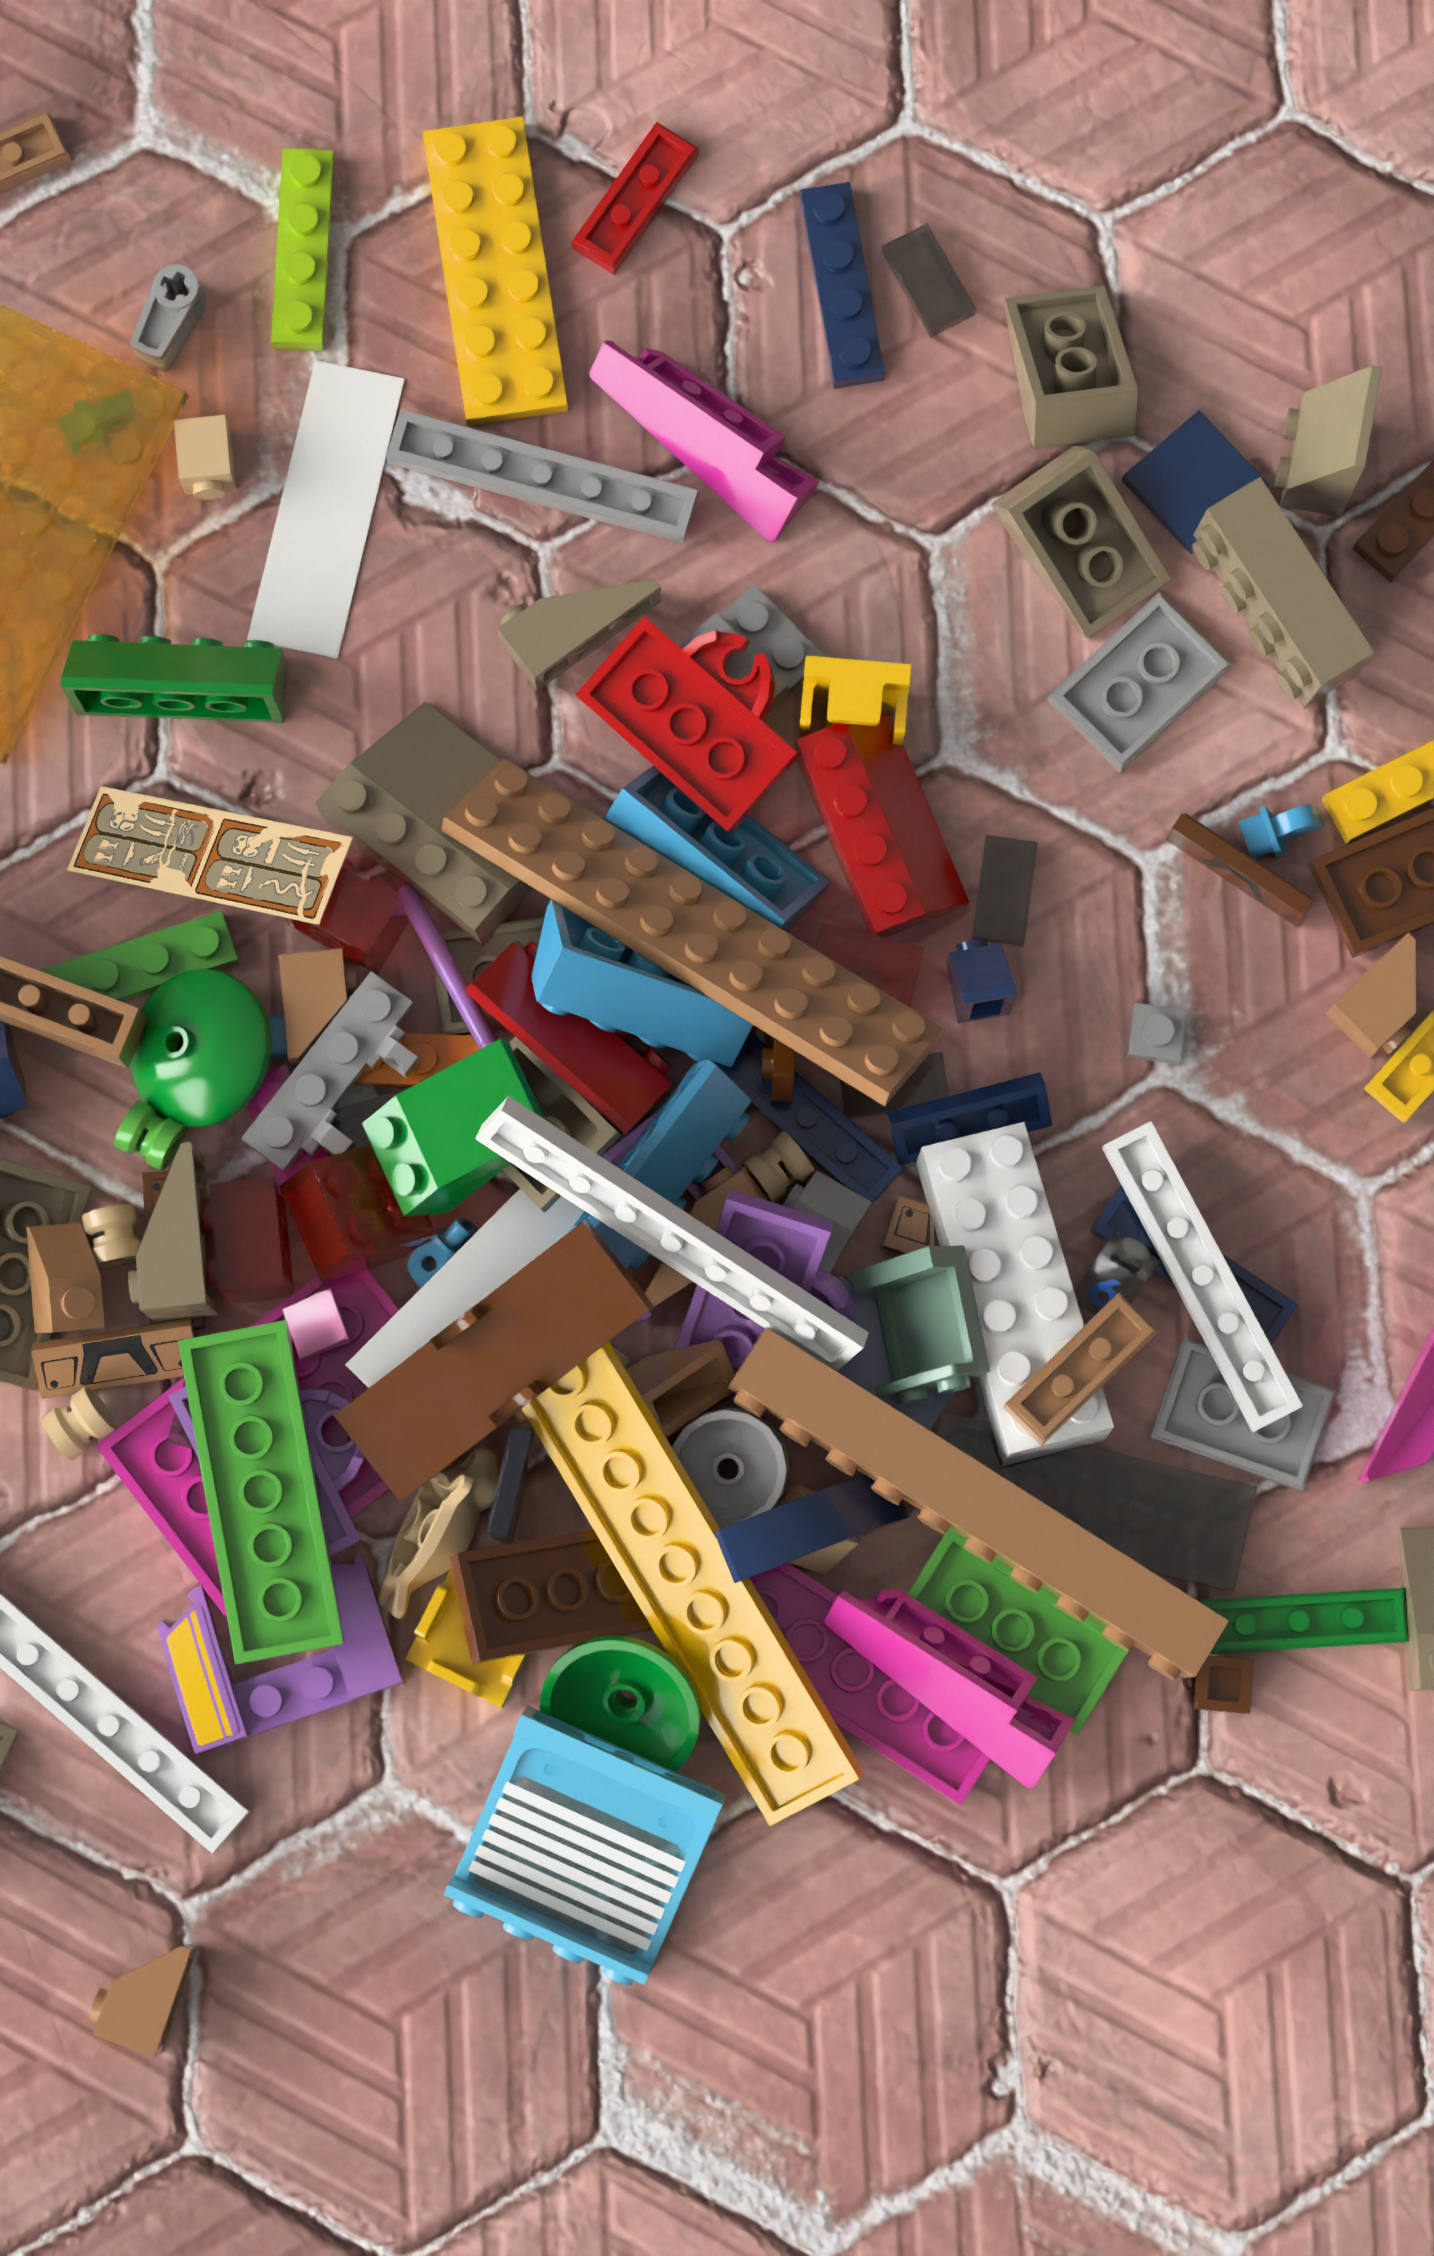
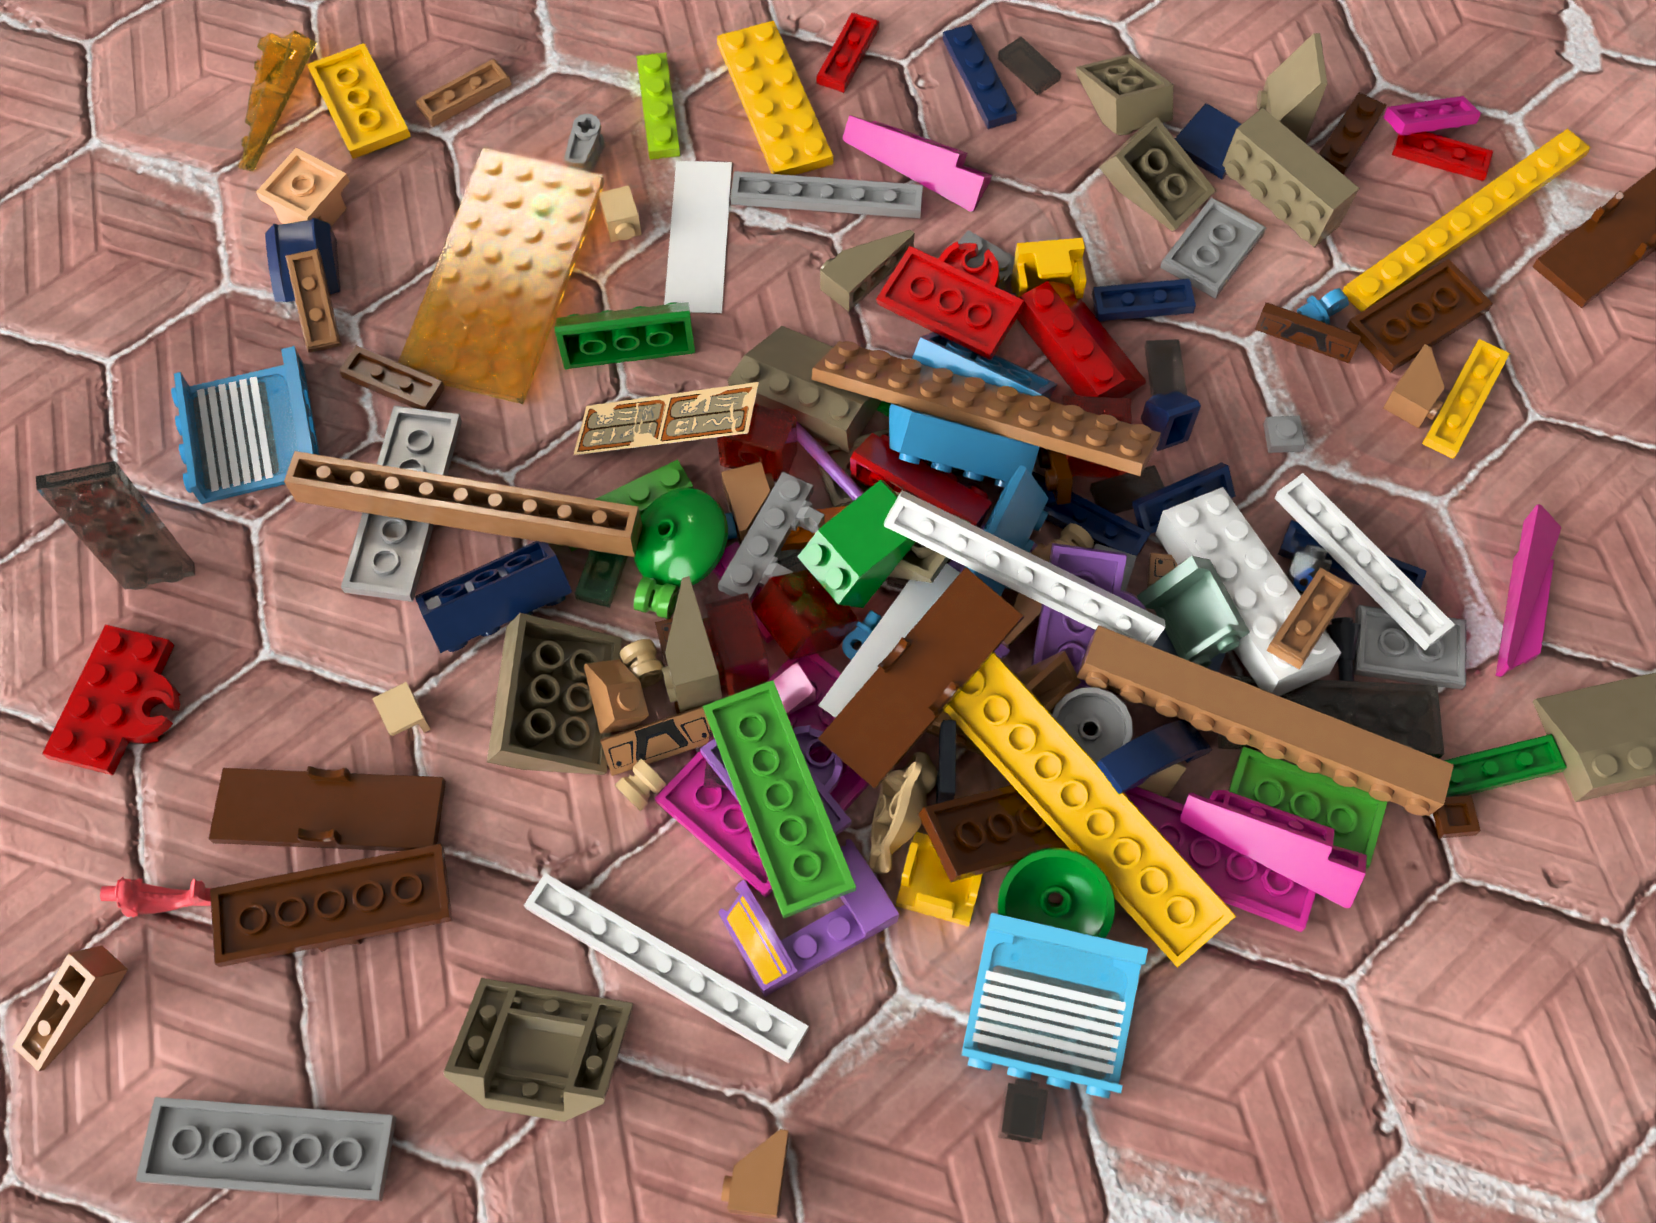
camera: 10 degrees left, 15 degrees down
(73, 1088) = (600, 578): none -> clear green plate
(512, 1980) = (1023, 1112): none -> clear smoke brick
(999, 762) = (1143, 300): none -> dark blue plate
(1144, 1390) = (1345, 636): none -> black cone

